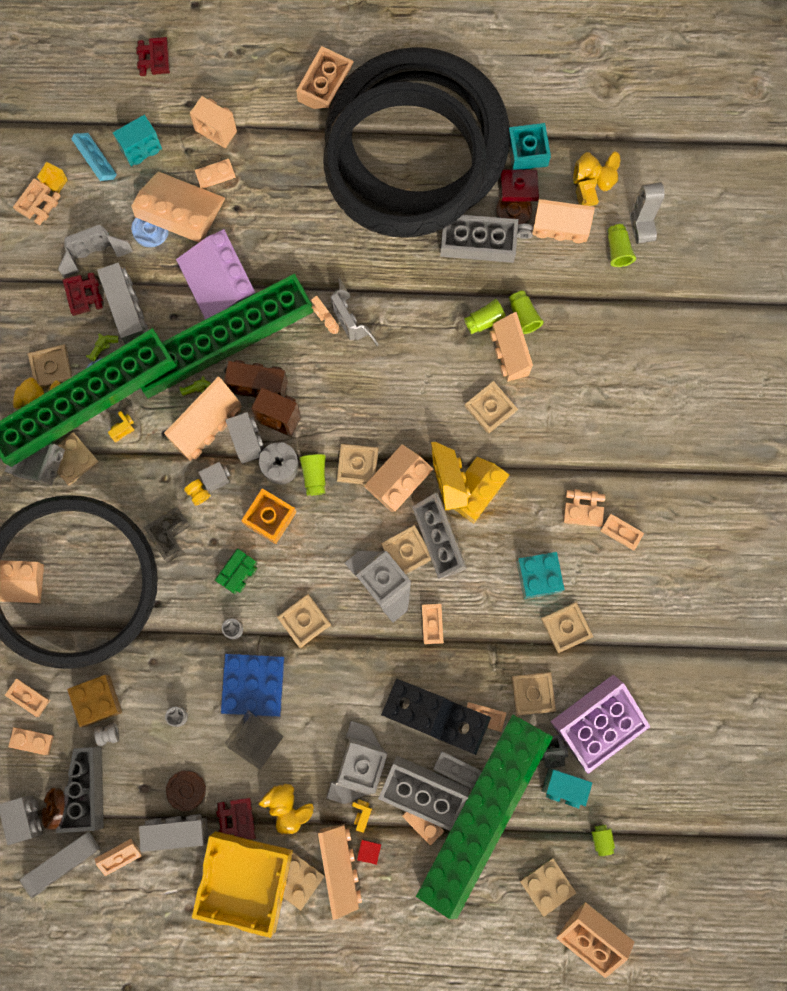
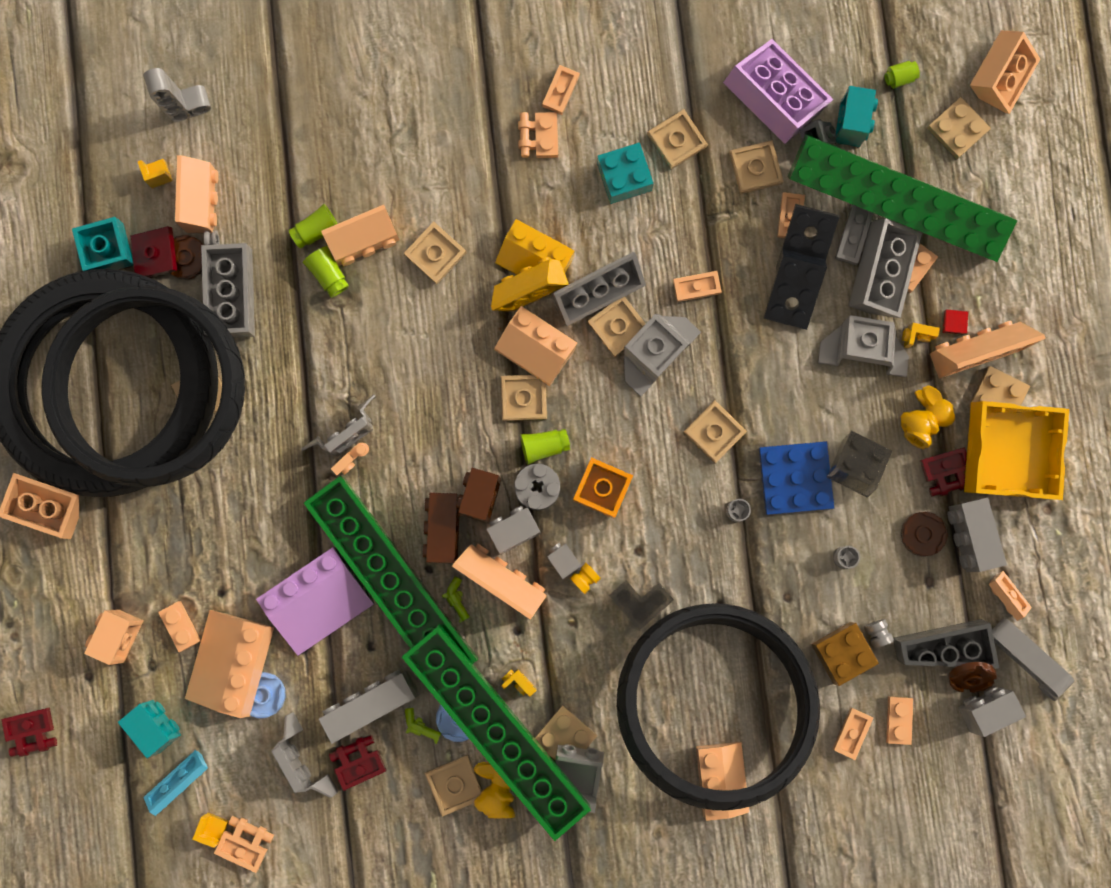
camera: 95 degrees left, 5 degrees up
(236, 572) = (671, 516): green brick -> none
(589, 168) = (124, 171): yellow animal -> none
(620, 247) = (217, 126): lime plant -> none

